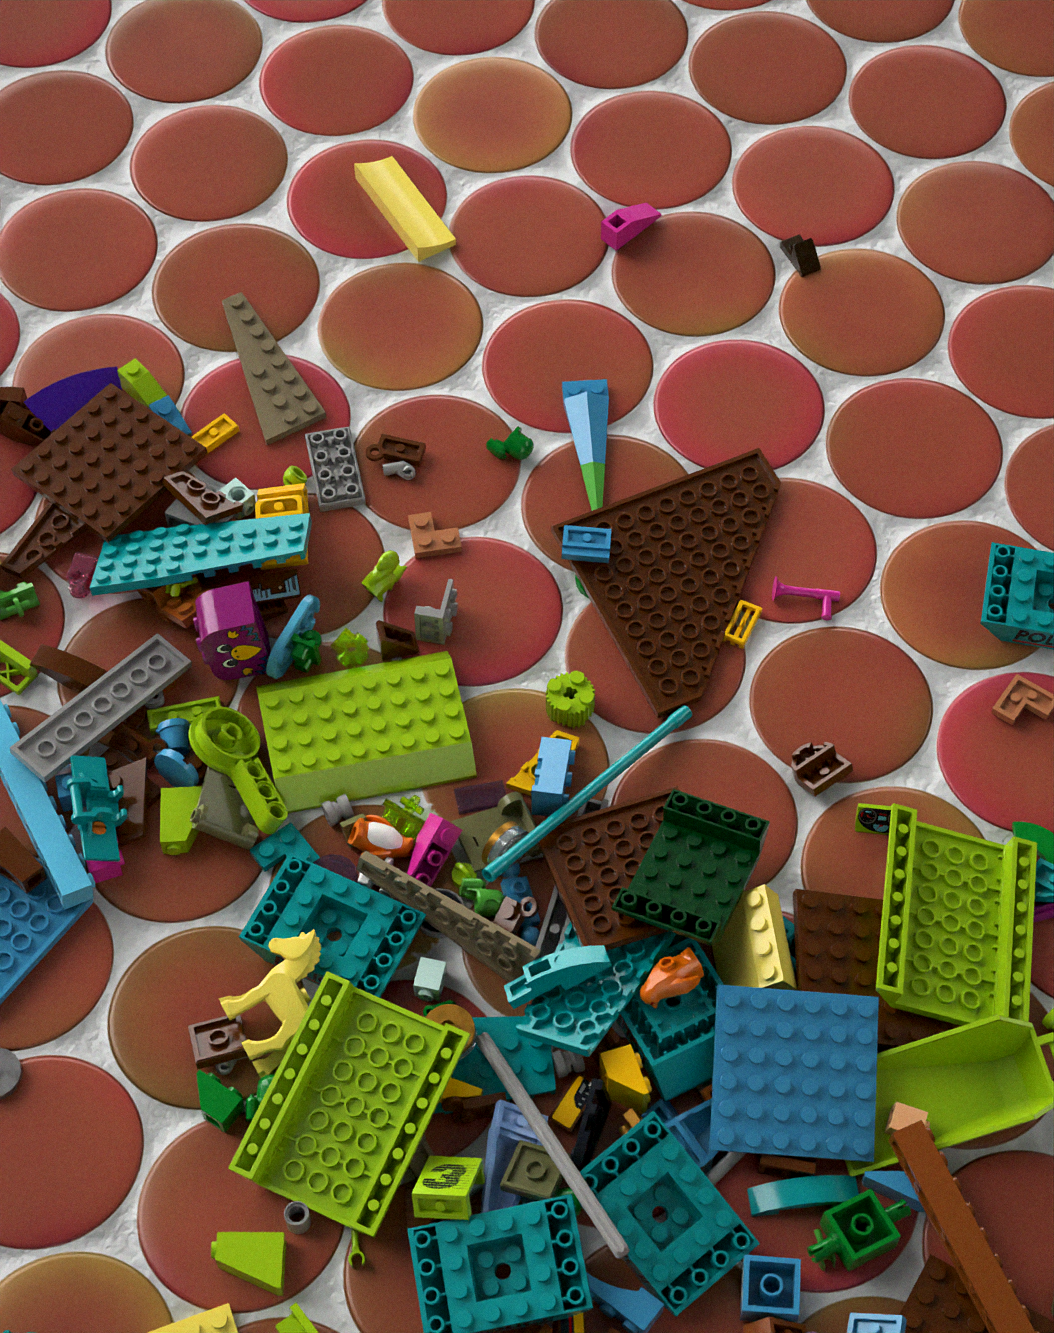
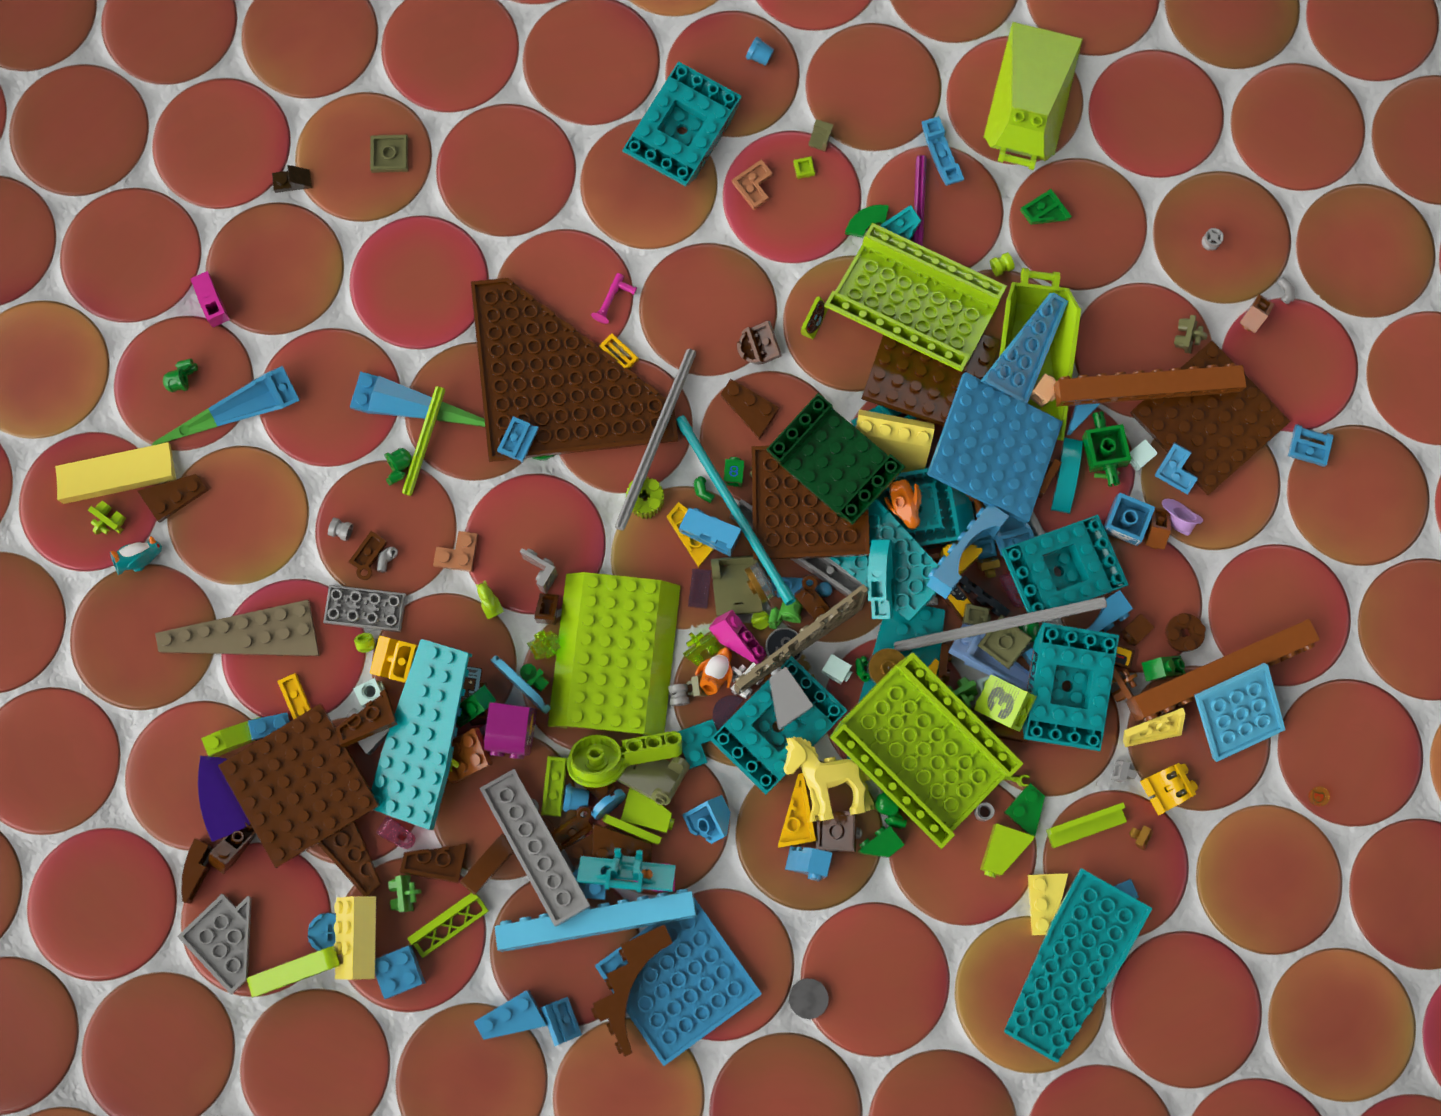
camera: 75 degrees left, 20 degrees up
(58, 621) = (437, 864): none -> reddish brown wing
(153, 805) = (631, 829): none -> lime tile
(165, 1018) = (809, 861): none -> dark azure wedge
(194, 887) = (709, 819): none -> dark azure slope
(205, 992) = (797, 824): none -> yellow wing
(263, 594) = (474, 705): none -> green slope
(318, 247) = (135, 555): none -> teal animal
(319, 1276) = (1027, 809): none -> green wing
(346, 212) = (100, 512): none -> lime hips
(366, 916) = (787, 697): none -> light grey slope
(398, 262) = (172, 496): none -> reddish brown wing
(416, 416) = (340, 529): none -> light grey wheel
(444, 1140) = (966, 691): none -> bright green hips
(529, 225) = (178, 379): none -> green piece
(540, 299) = (262, 395): none -> dark azure plate
(549, 459) = (423, 441): none -> lime axle
(561, 1124) = (975, 615): none -> olive bracket
(606, 759) = (700, 489): none -> green arm
(640, 784) = (733, 472): none -> green brick
(646, 683) = (655, 440): none -> light grey axle
(686, 1091) = (947, 575): none -> dark azure arch
(735, 779) = (750, 407): none -> reddish brown wing
(871, 1282) = (1141, 455): none -> light aqua panel
(876, 331) = (388, 153): none -> olive tile
(929, 1071) = (1022, 360): none -> dark azure wing

